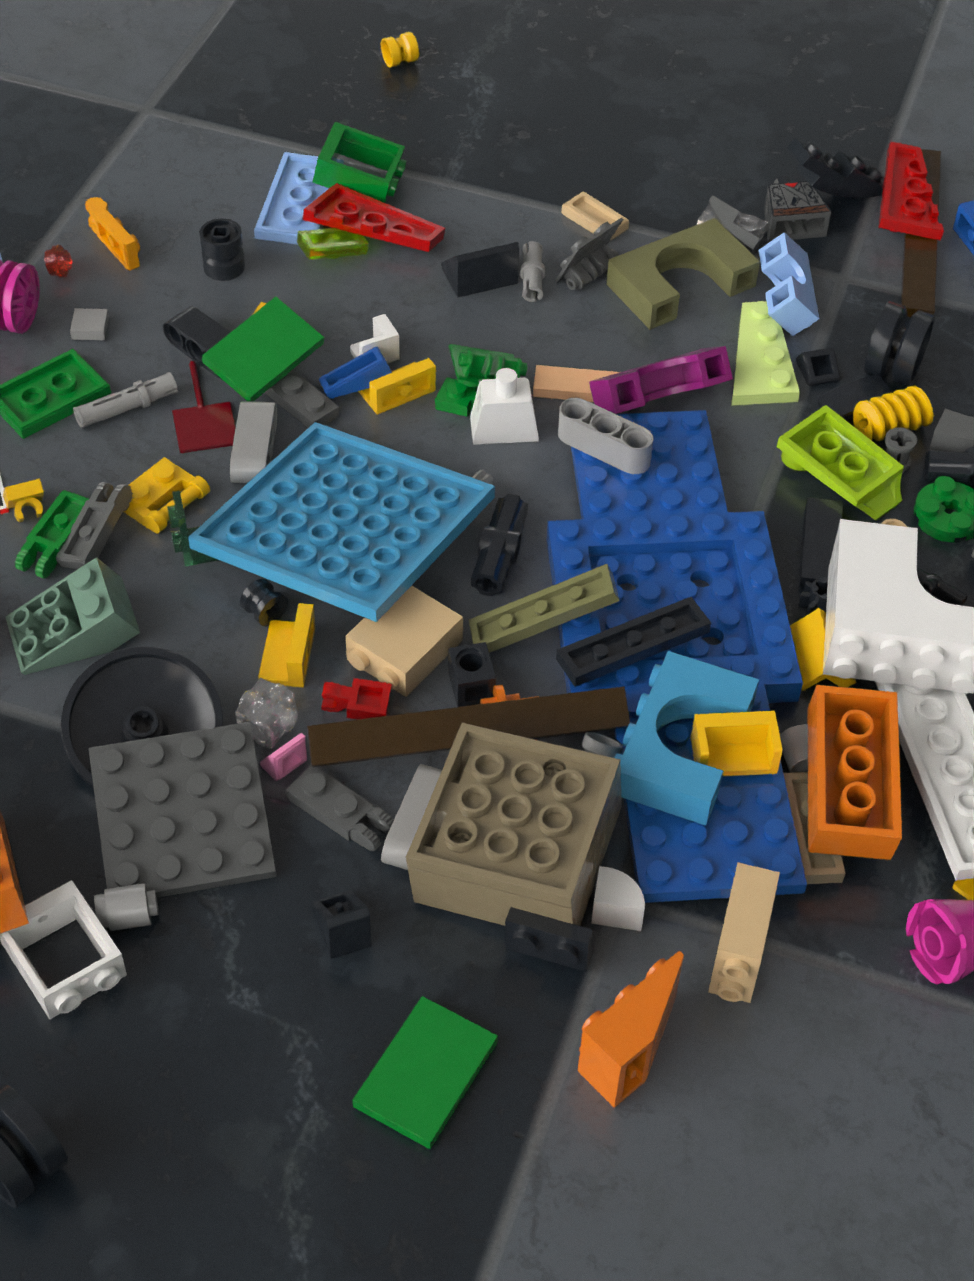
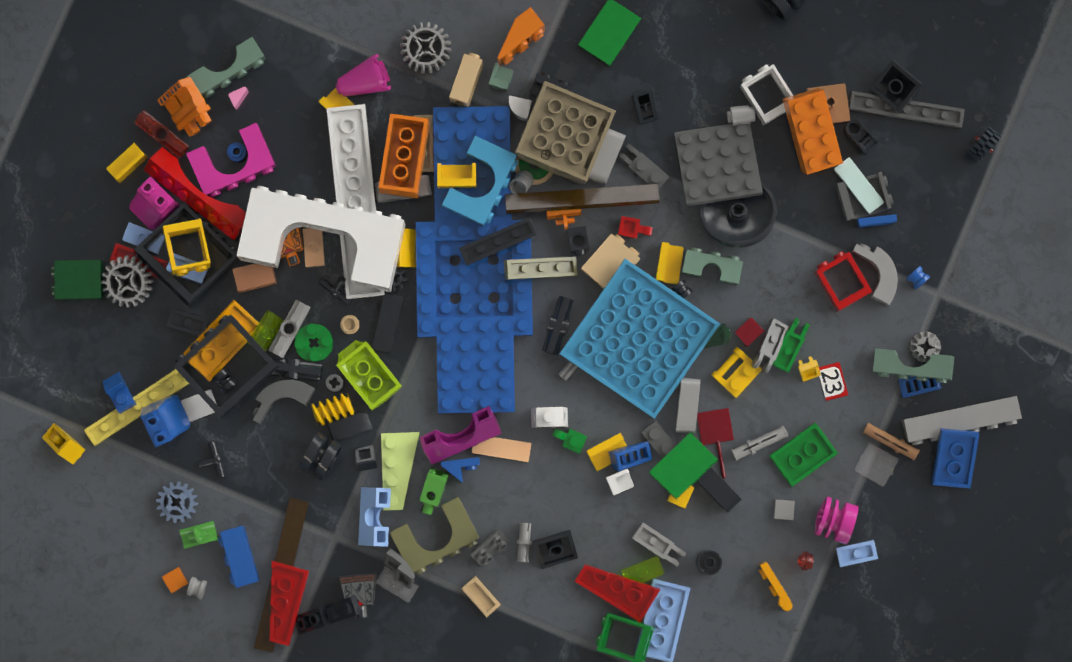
camera: 175 degrees left, 35 degrees up
(73, 619) = (777, 284): sand green slope -> none
(127, 541) = (749, 331): none -> dark red panel
(229, 649) = (729, 267): none -> sand green arch
(269, 710) = (678, 211): clear brick -> none
(286, 758) = (671, 198): bright pink slope -> none
(307, 275) = (656, 543): none -> light grey hinge
(479, 364) = (557, 456): green hinge -> none
(605, 435) = (488, 379): light grey beam -> none
(658, 346) = (454, 466): none -> blue slope
(664, 942) = (500, 78): none -> sand green panel
(694, 312) = (435, 482): none -> bright green torso
(854, 1032) = (431, 41): none -> light grey gear

